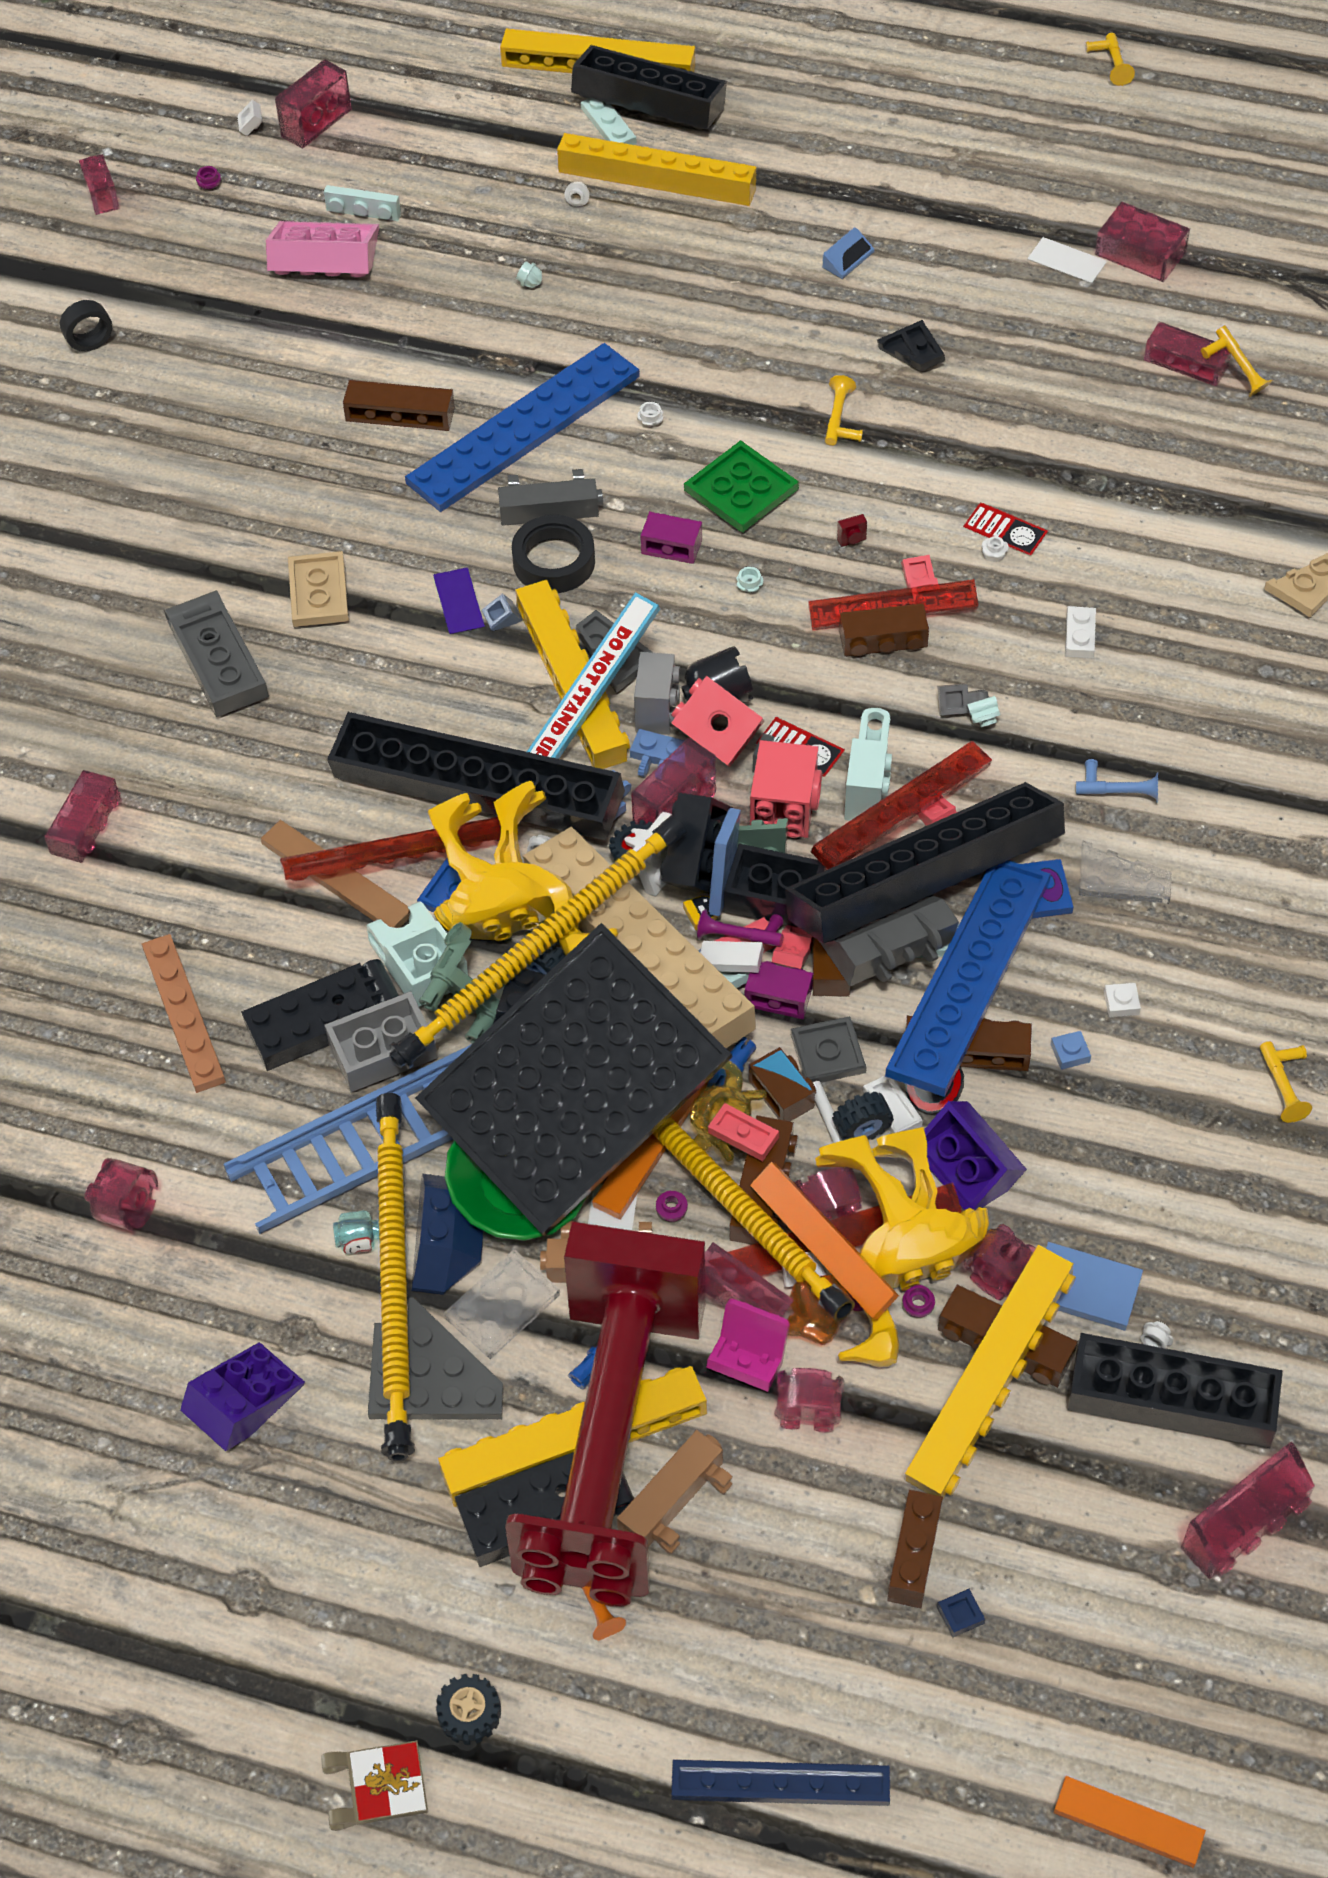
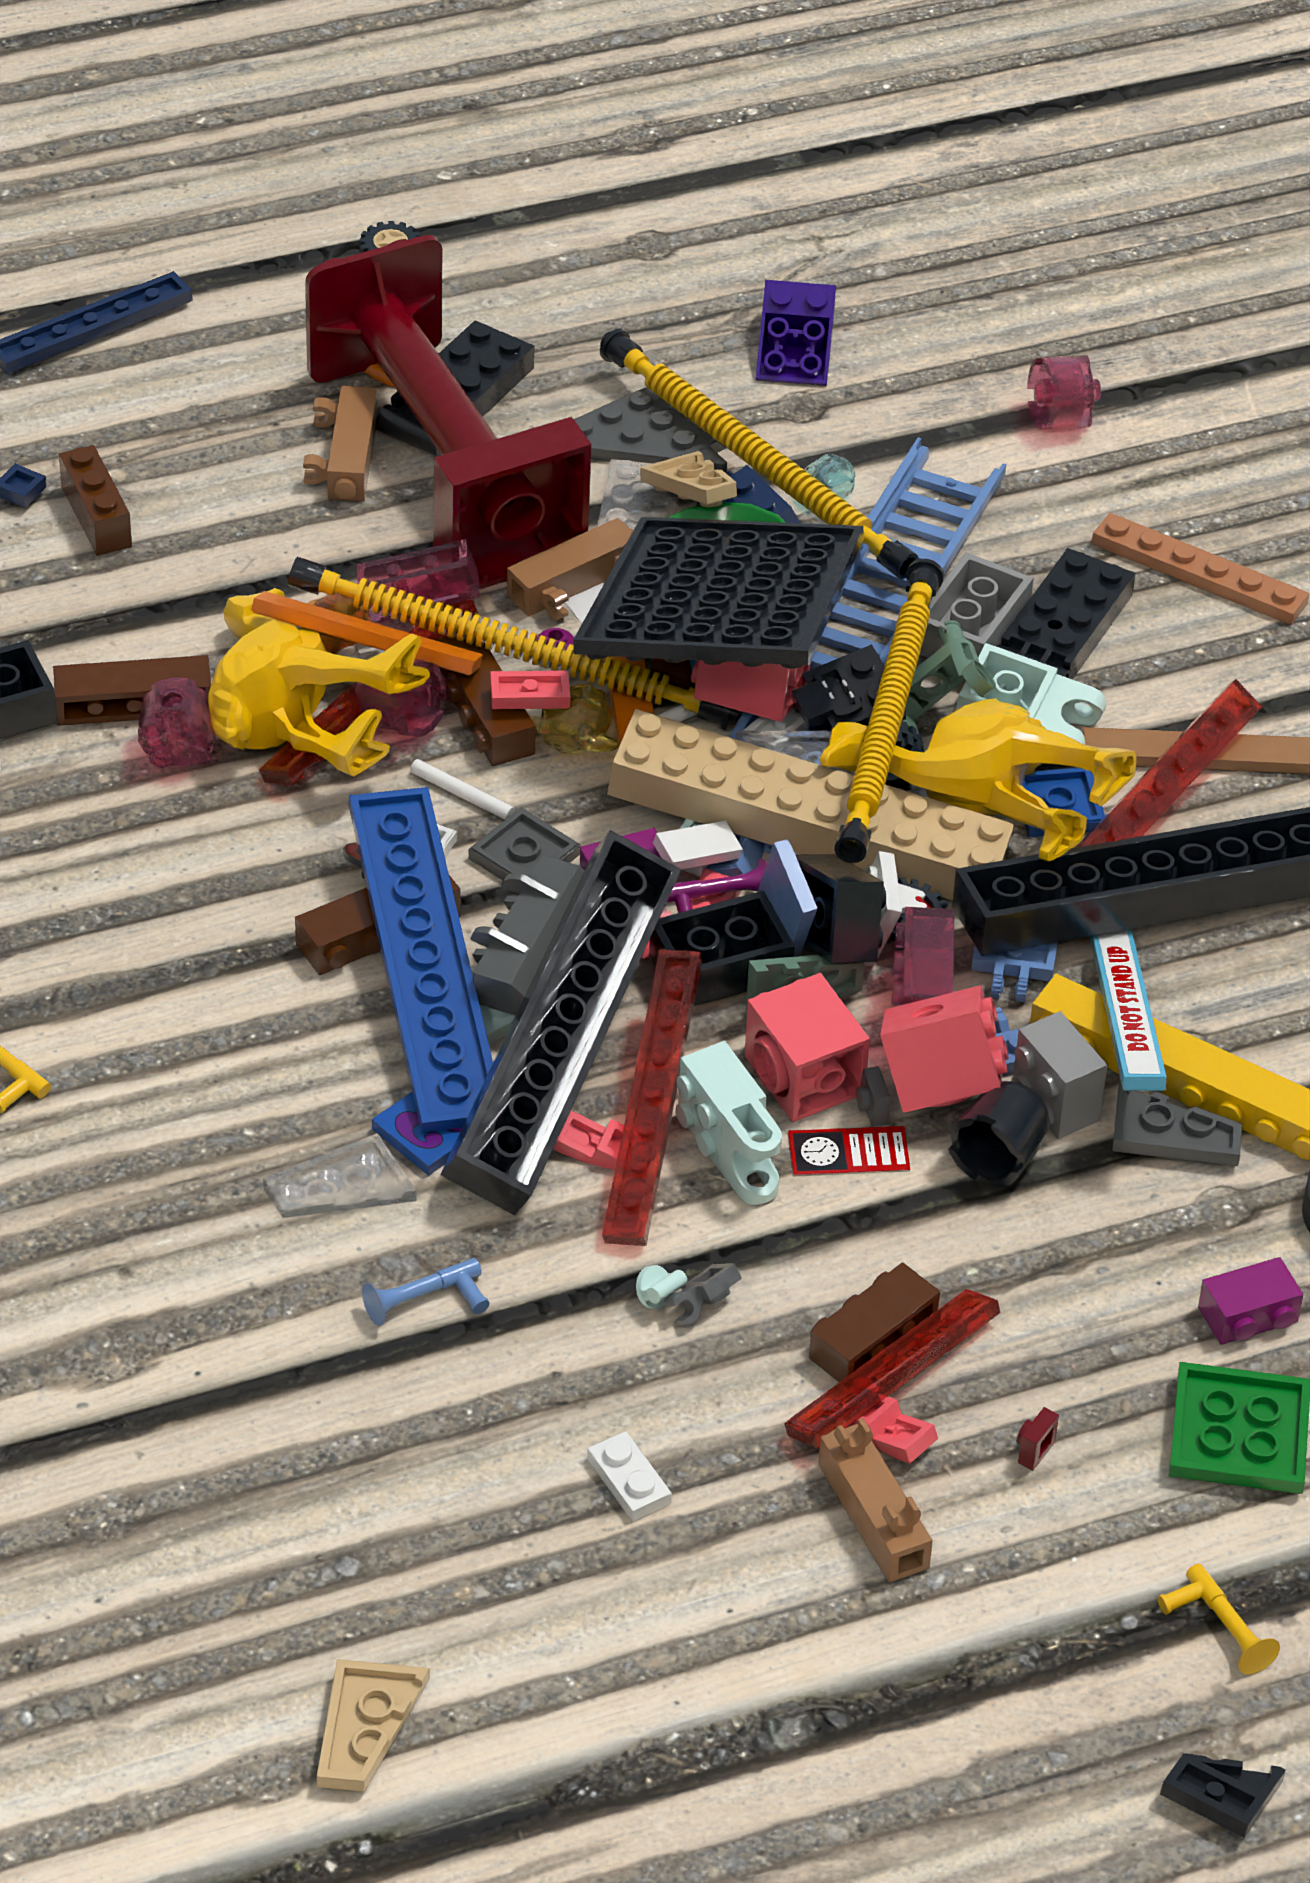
camera: 140 degrees right, 10 degrees down
(383, 1784) = (418, 192): flag -> none
(469, 1258) = (690, 479): none -> tan wing
(659, 1406) = (508, 408): yellow brick -> none
(740, 1055) = (601, 786): blue pin -> none
(749, 579) = (1103, 1307): light aqua plate -> none
(750, 1345) = (349, 552): dark pink bracket -> none
(786, 1089) = (540, 783): reddish brown brick -> none
(809, 1399) = (275, 537): clear pink brick -> none
(863, 1116) = (429, 768): black wheel -> none
(967, 538) = (875, 1501): none -> medium nougat brick
(970, 1155) = (286, 819): dark purple slope -> none
(990, 1373) = (117, 627): yellow brick -> none
(994, 549) = (836, 1539): white plate -> none
(1013, 530) = (844, 1584): sticker -> none
(1070, 1050) = (263, 979): medium blue plate -> none
(1102, 1288) = (85, 777): medium blue tile -> none
(1122, 1000) = (243, 1057): white plate -> none

